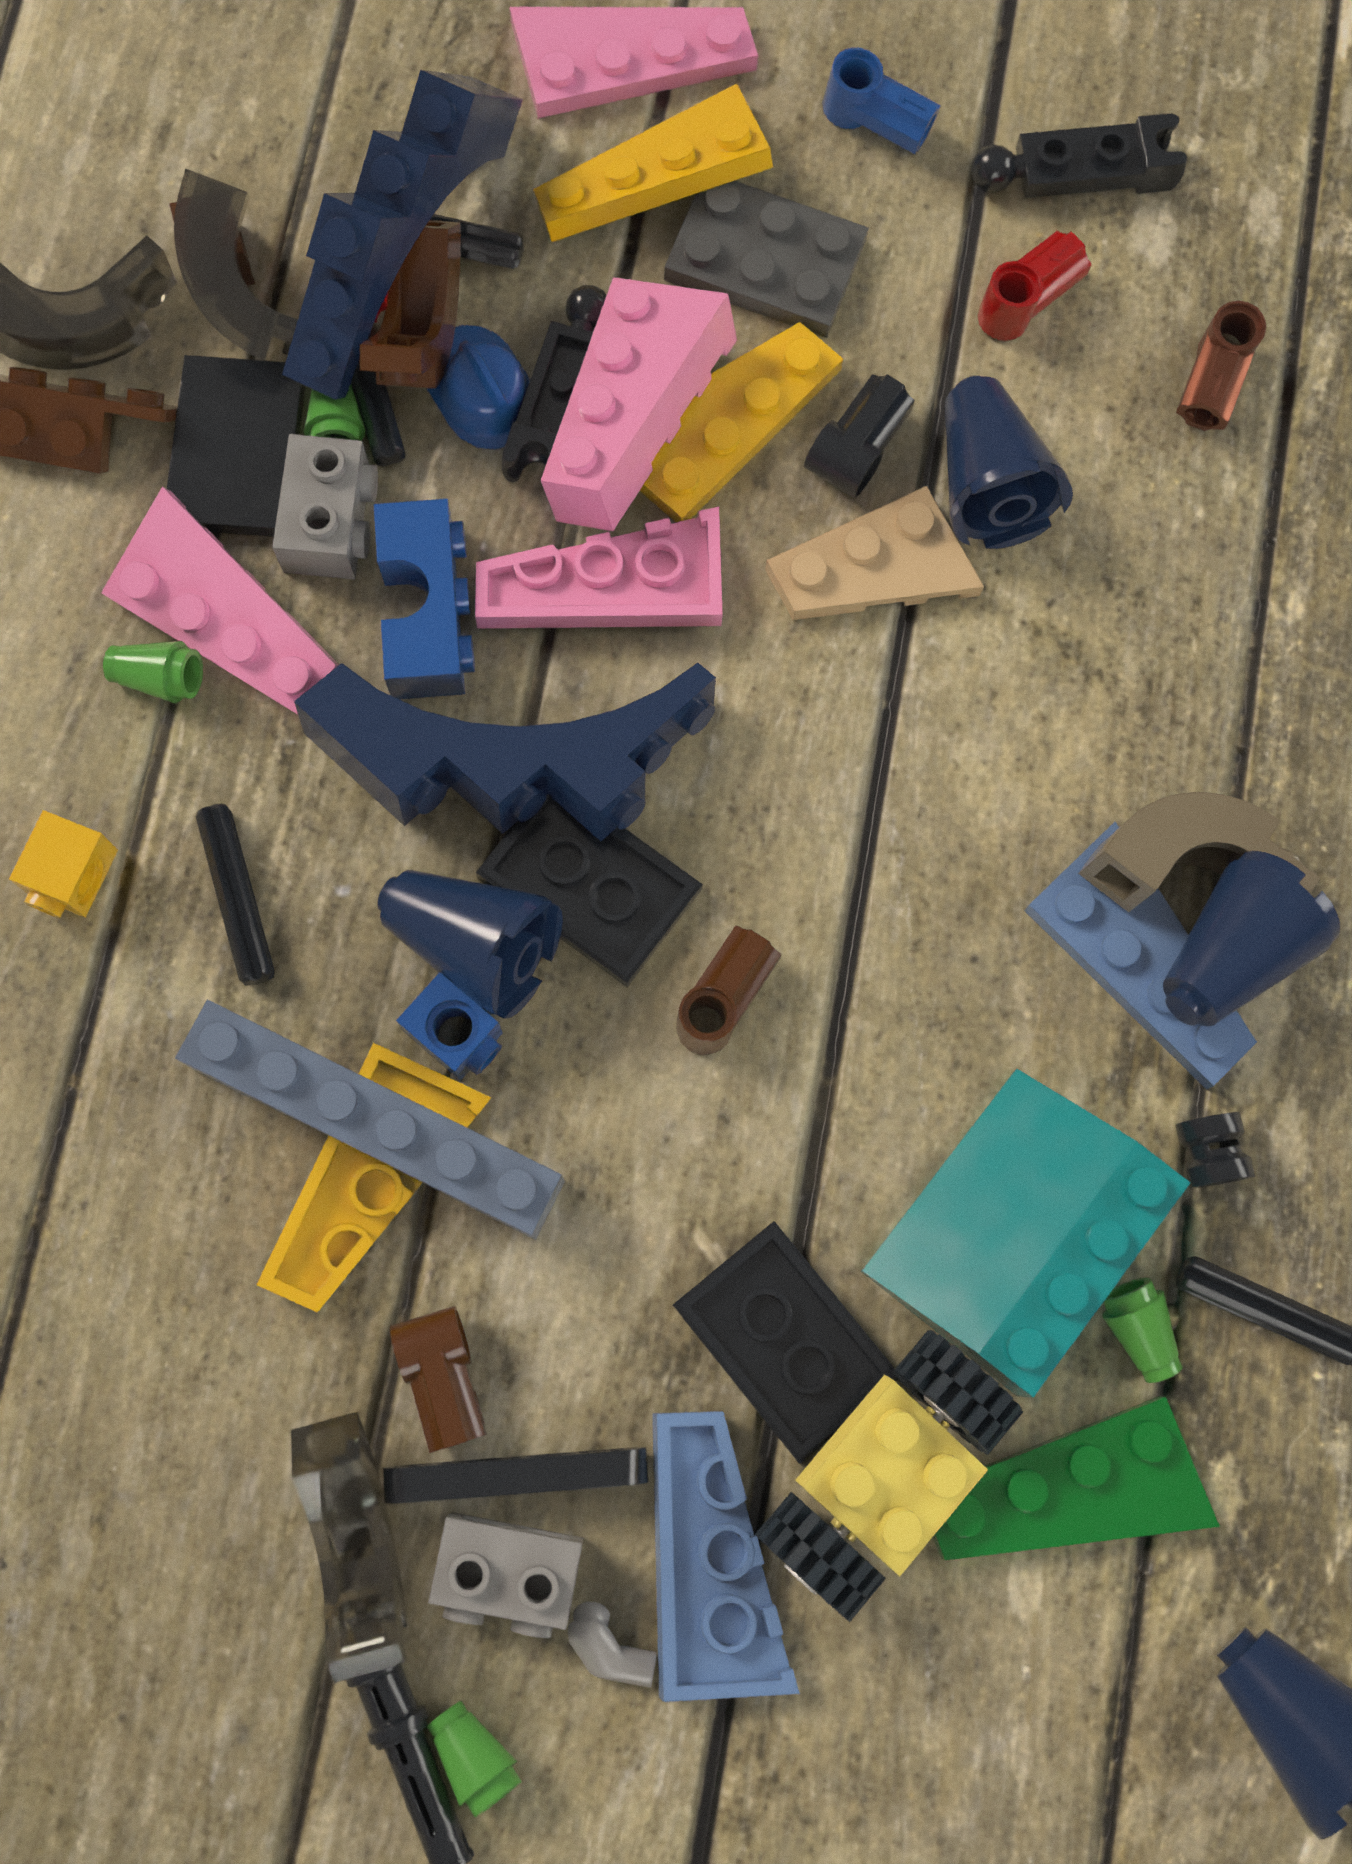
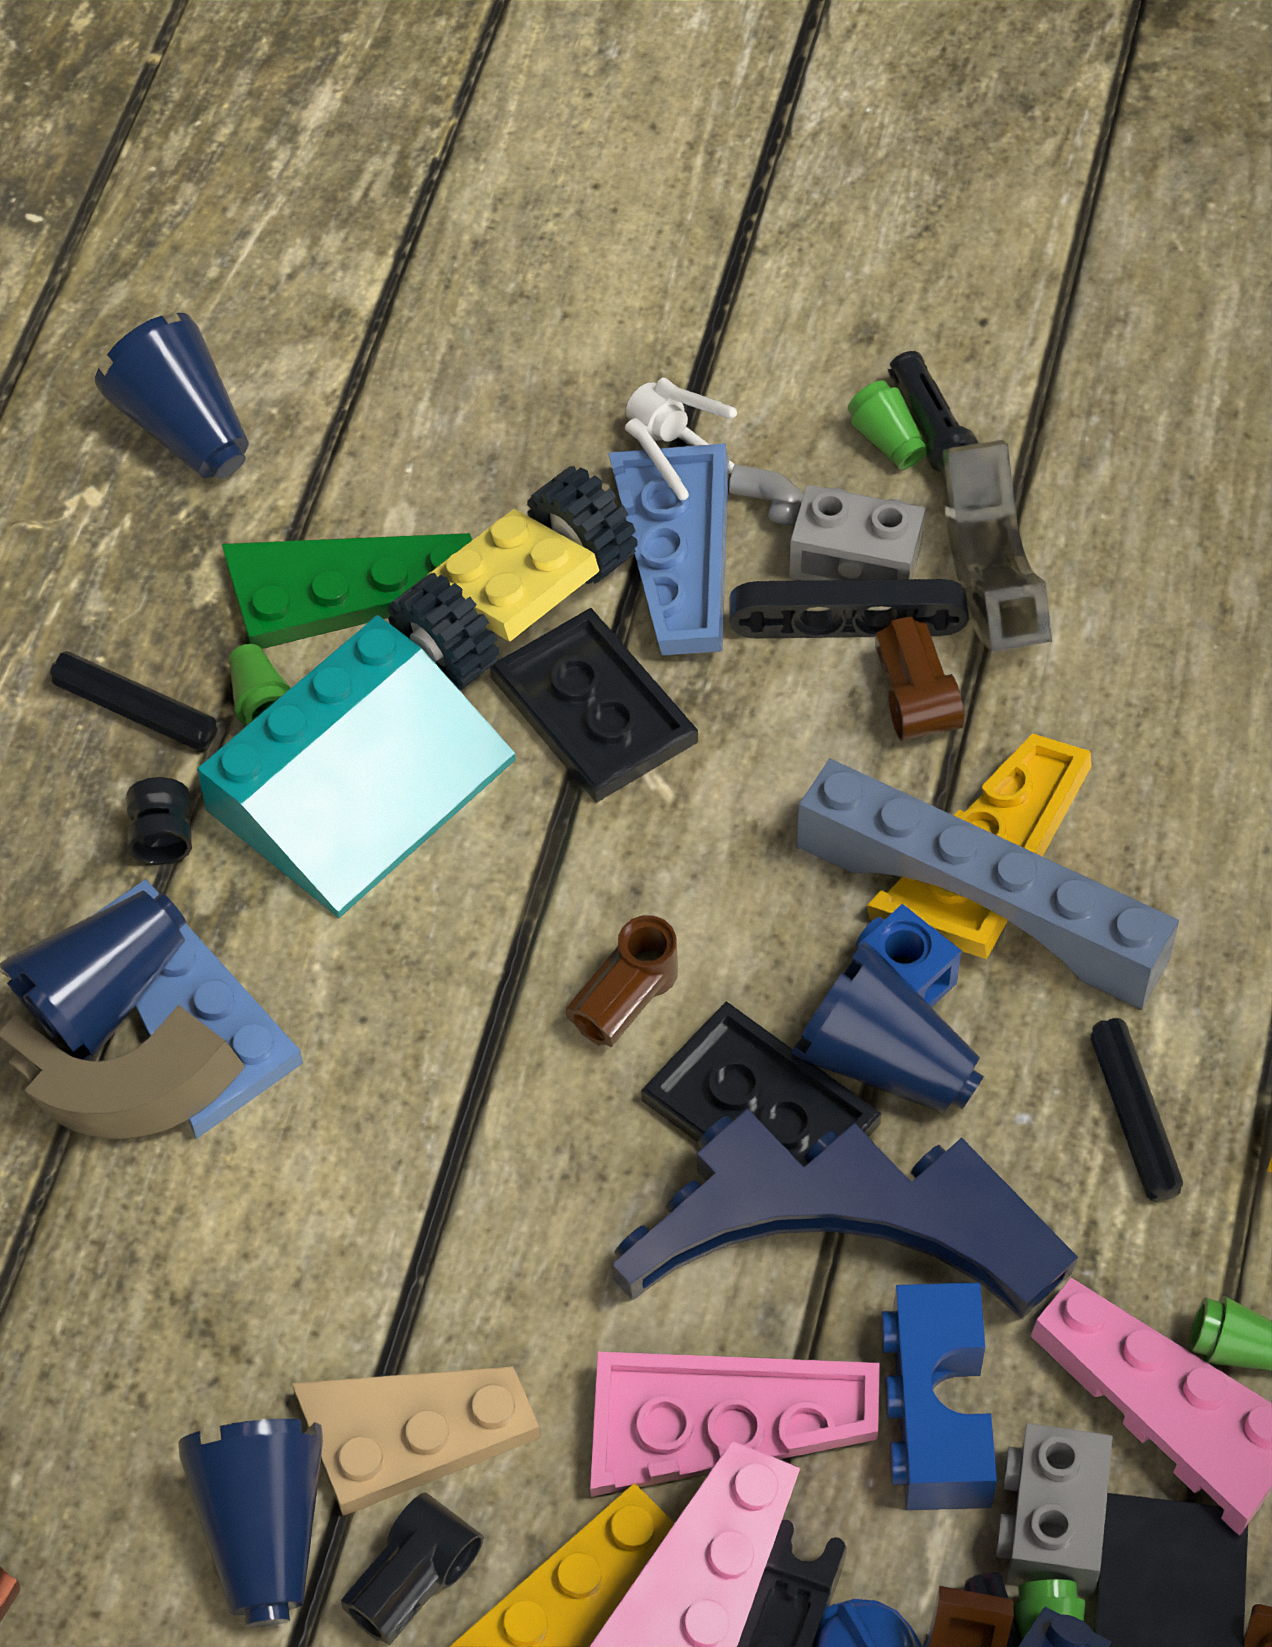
camera: 170 degrees left, 20 degrees down
(739, 1746) = (659, 414): none -> white plant

